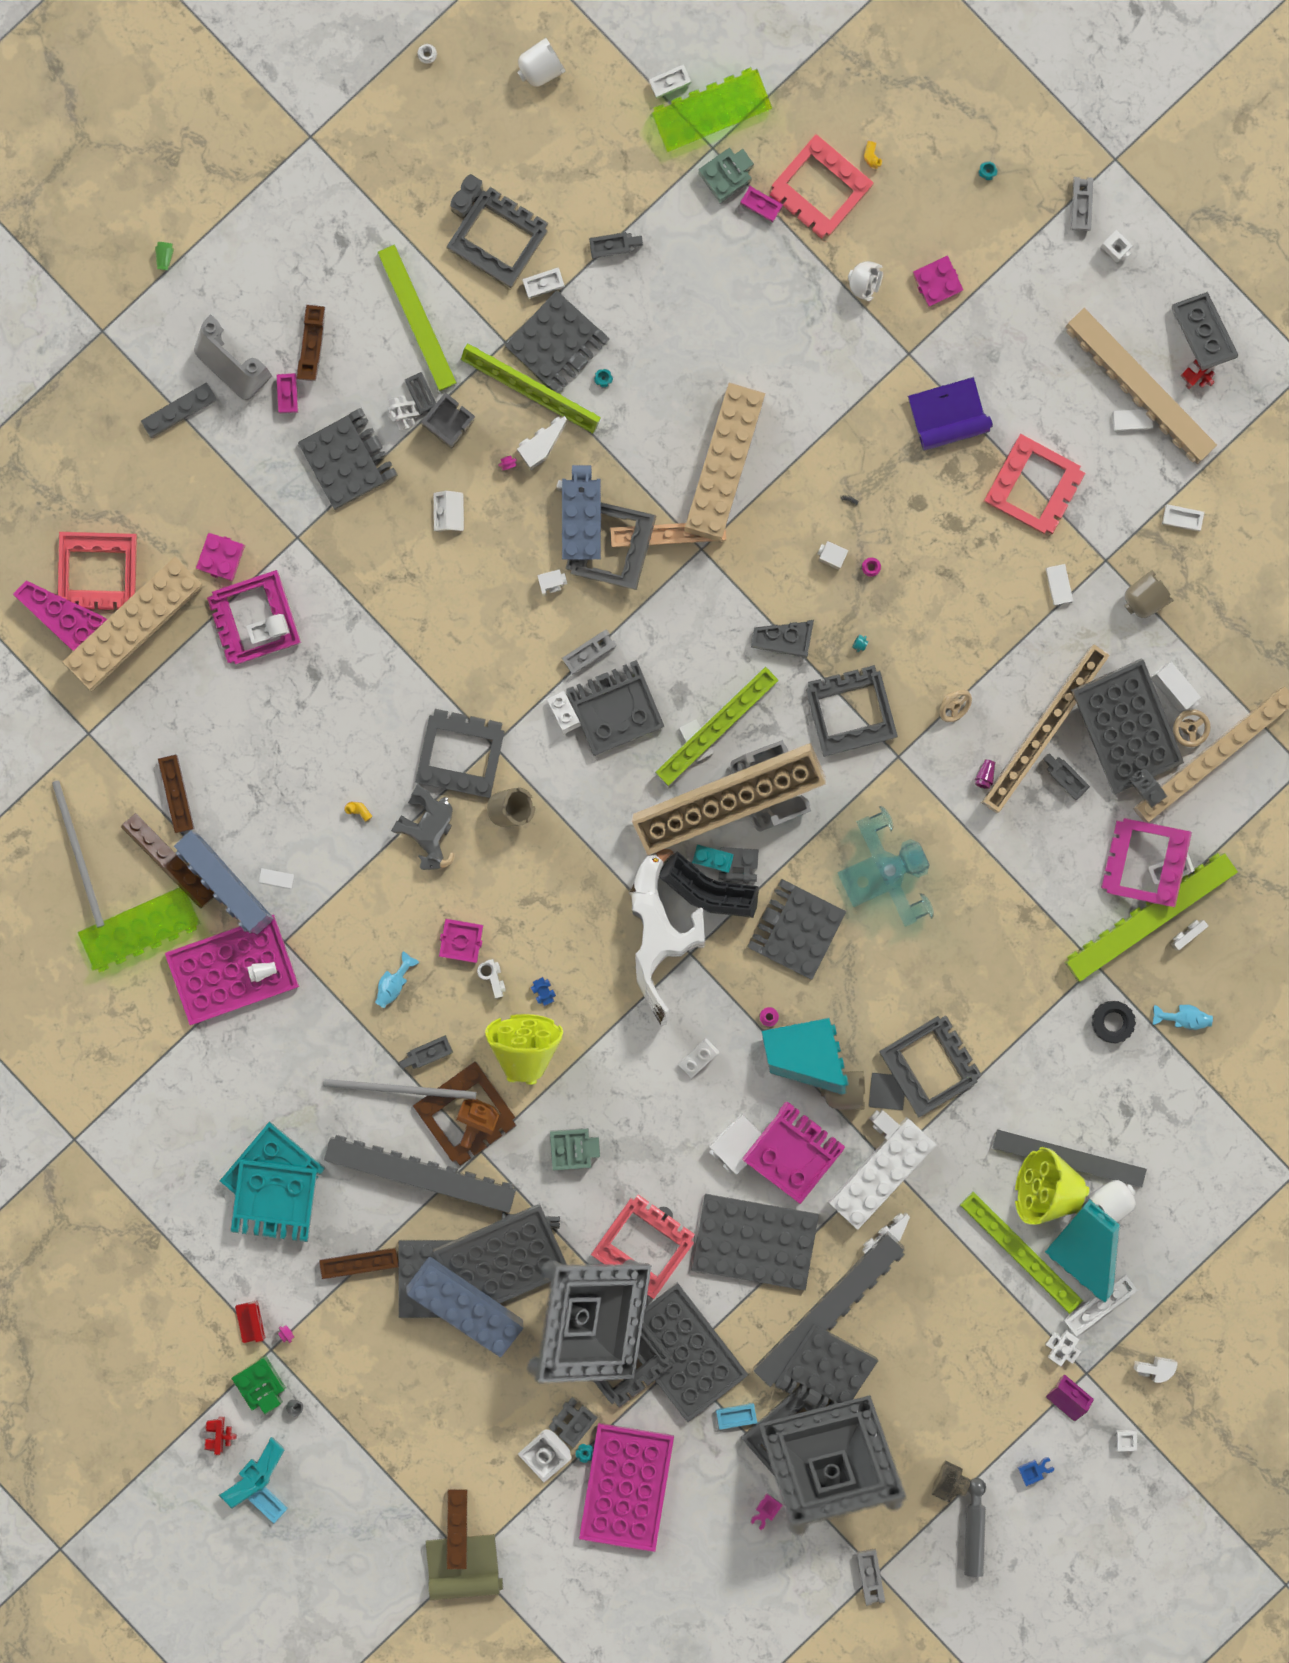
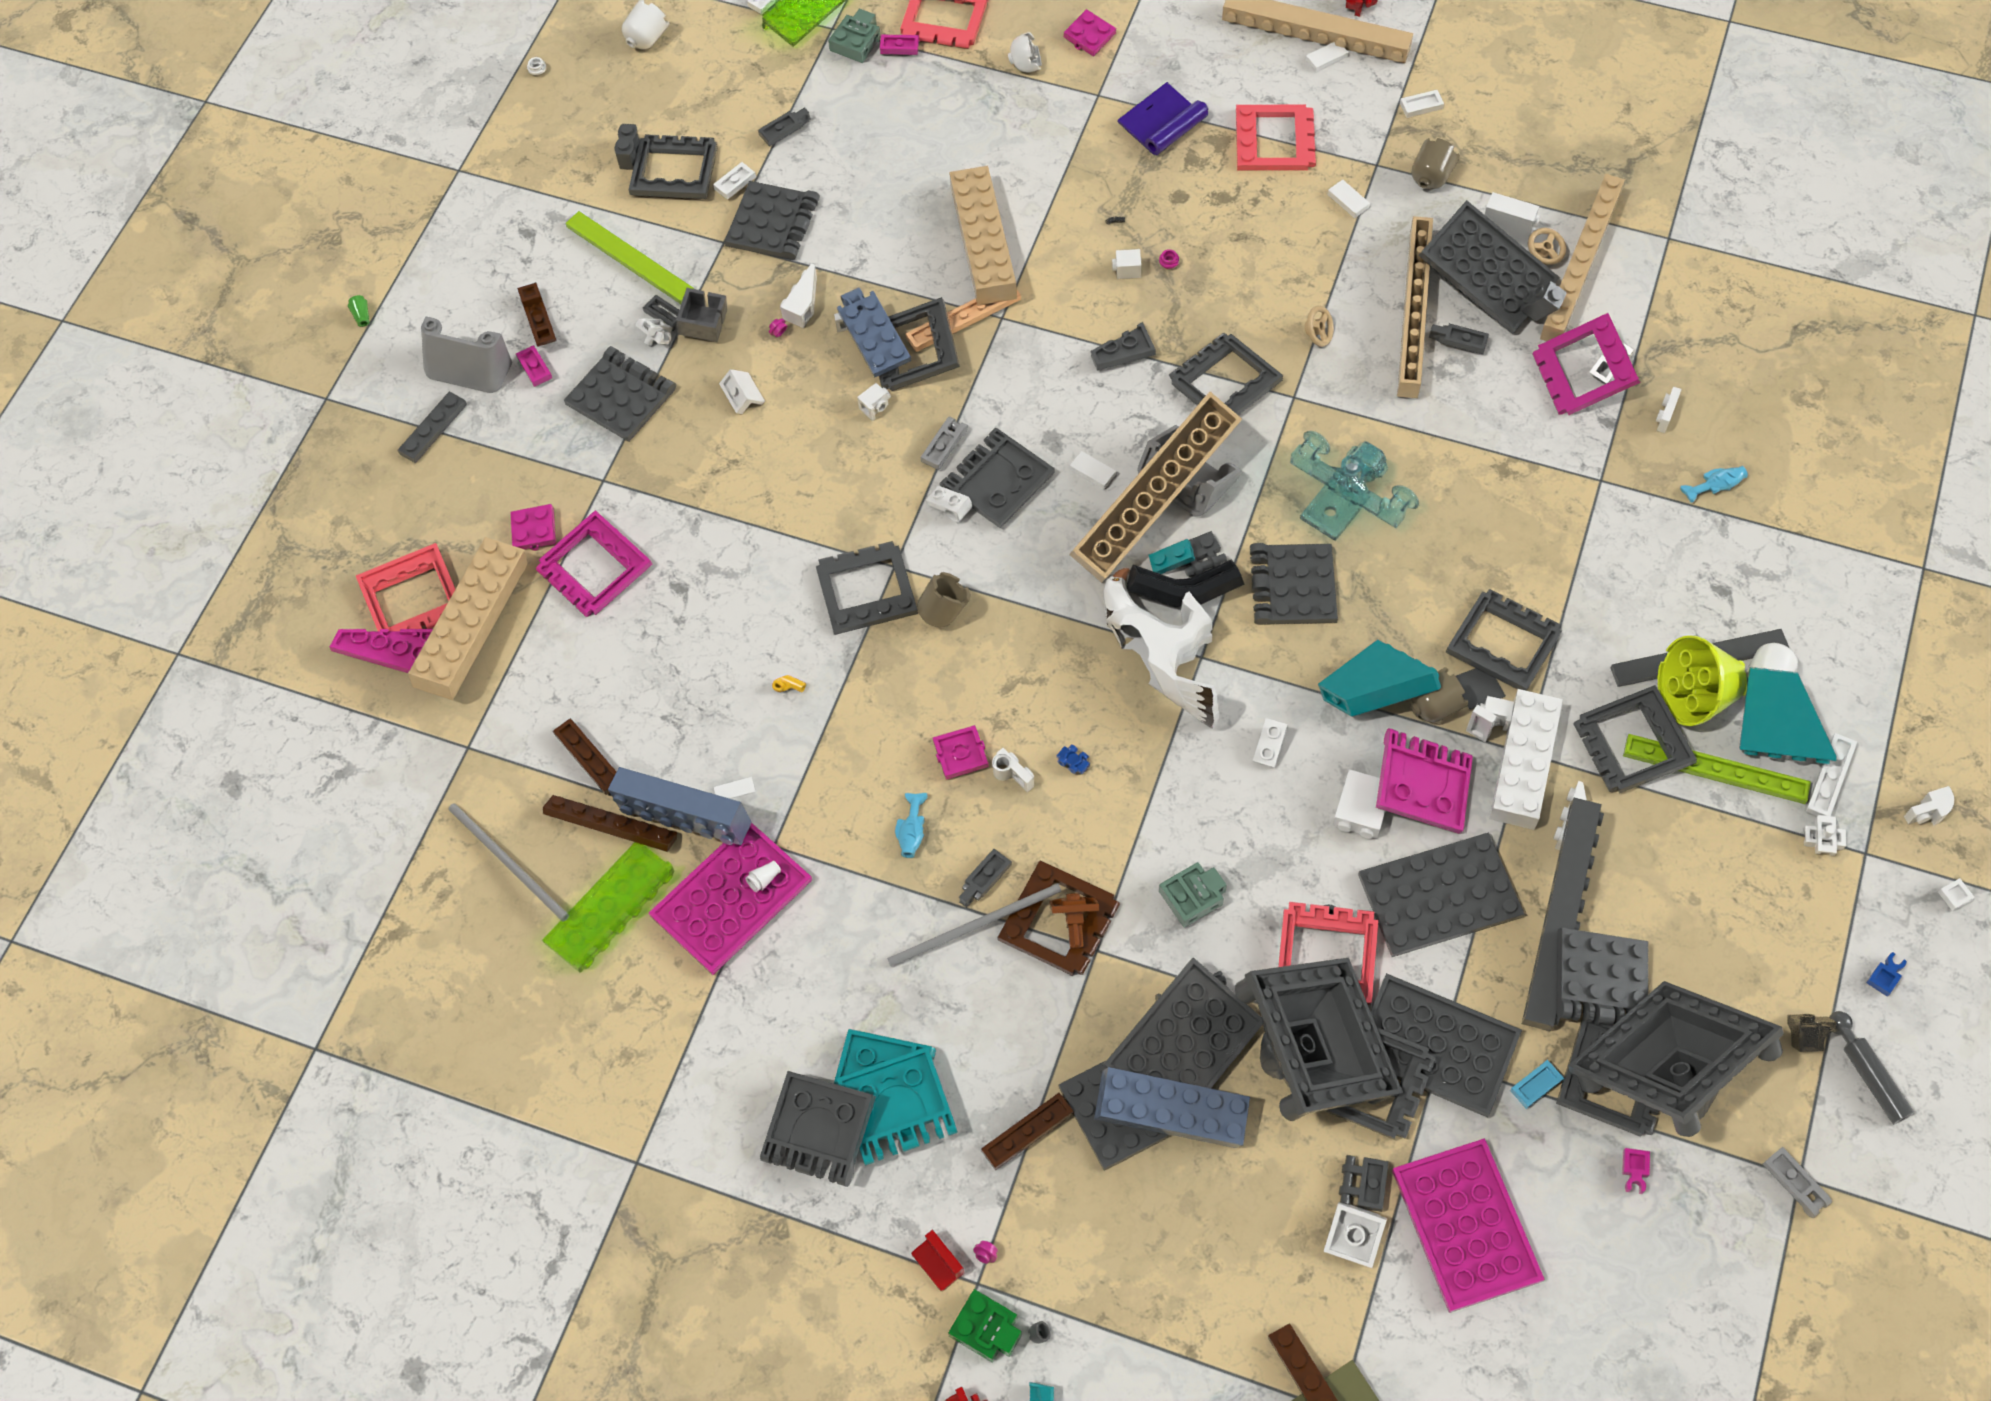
camera: 25 degrees left, 25 degrees down
(212, 1186) = (816, 1122): none -> dark grey hinge
(268, 629) = (616, 555): white plate -> none
(420, 1174) = (1044, 1001): dark grey brick -> none
(430, 828) = (872, 663): dark grey animal -> none
(524, 1045) = (1085, 813): neon yellow cone -> none
(530, 388) = (766, 261): lime plate -> none
(584, 1448) = (1391, 1214): teal plate -> none
(608, 378) = (831, 226): teal plate -> none
(716, 726) = (1104, 446): lime plate -> none
(764, 1012) = (1316, 678): dark pink plate -> none
(860, 643) = (1198, 321): teal plate -> none
(864, 1130) = (1481, 723): none -> white tile
(986, 774) = (1386, 371): magenta cone -> none
(999, 1206) = (1663, 727): none -> dark grey hinge
(1070, 1398) = (1868, 884): magenta panel -> none
(1128, 1021) = (1659, 502): black tyre -> none
(1149, 918) = (1620, 416): lime brick -> none

